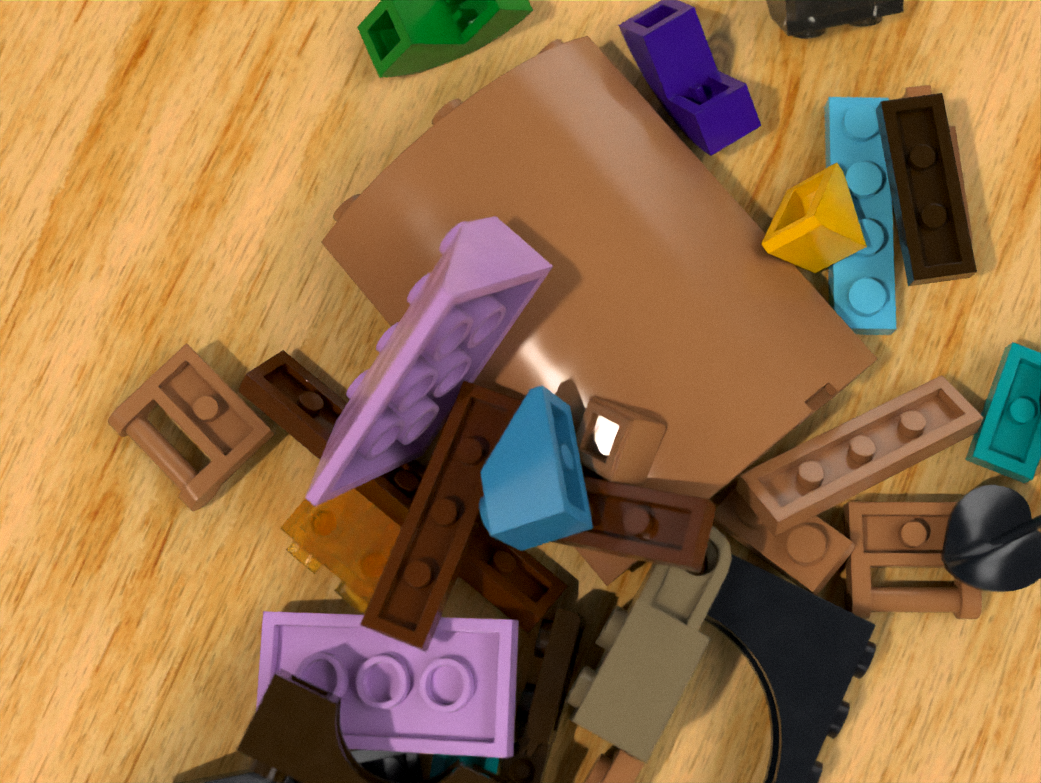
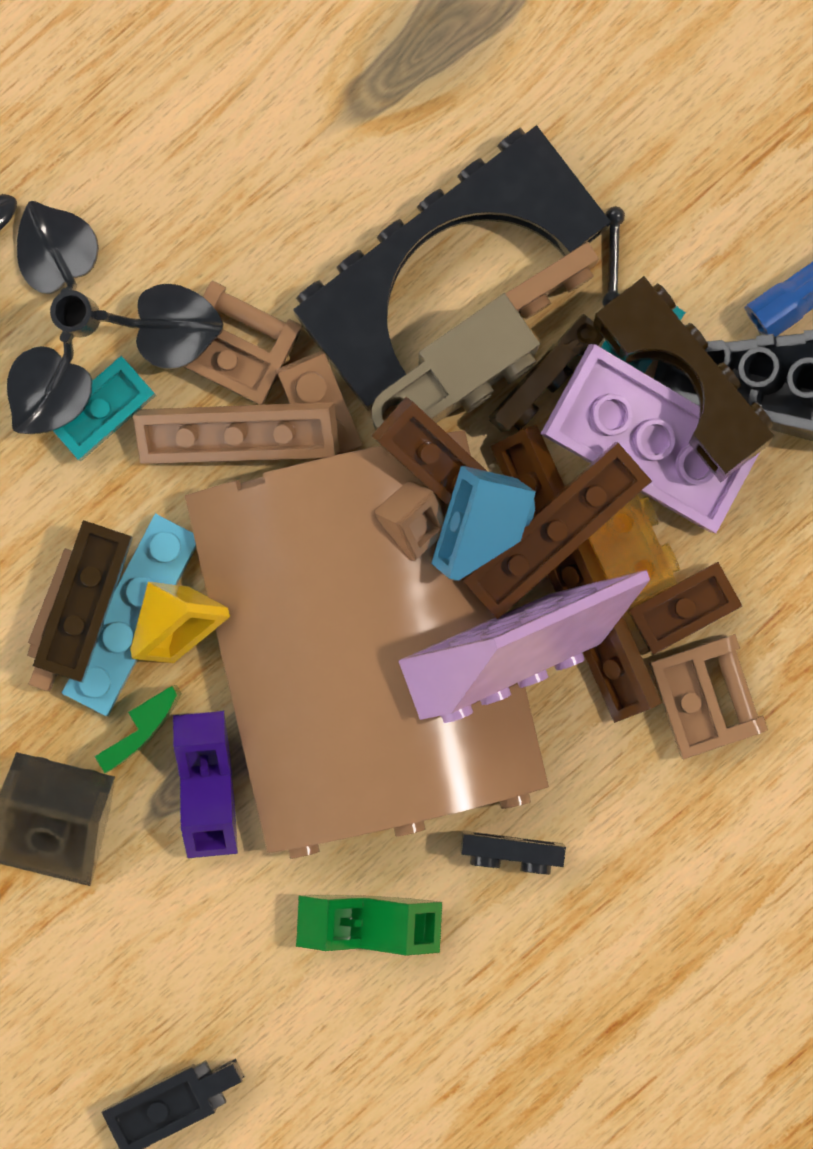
camera: 155 degrees left, 10 degrees up
(251, 518) = (685, 608): none -> reddish brown plate
(313, 169) = (534, 855): none -> black plate
(787, 105) = (148, 719): none -> green slope

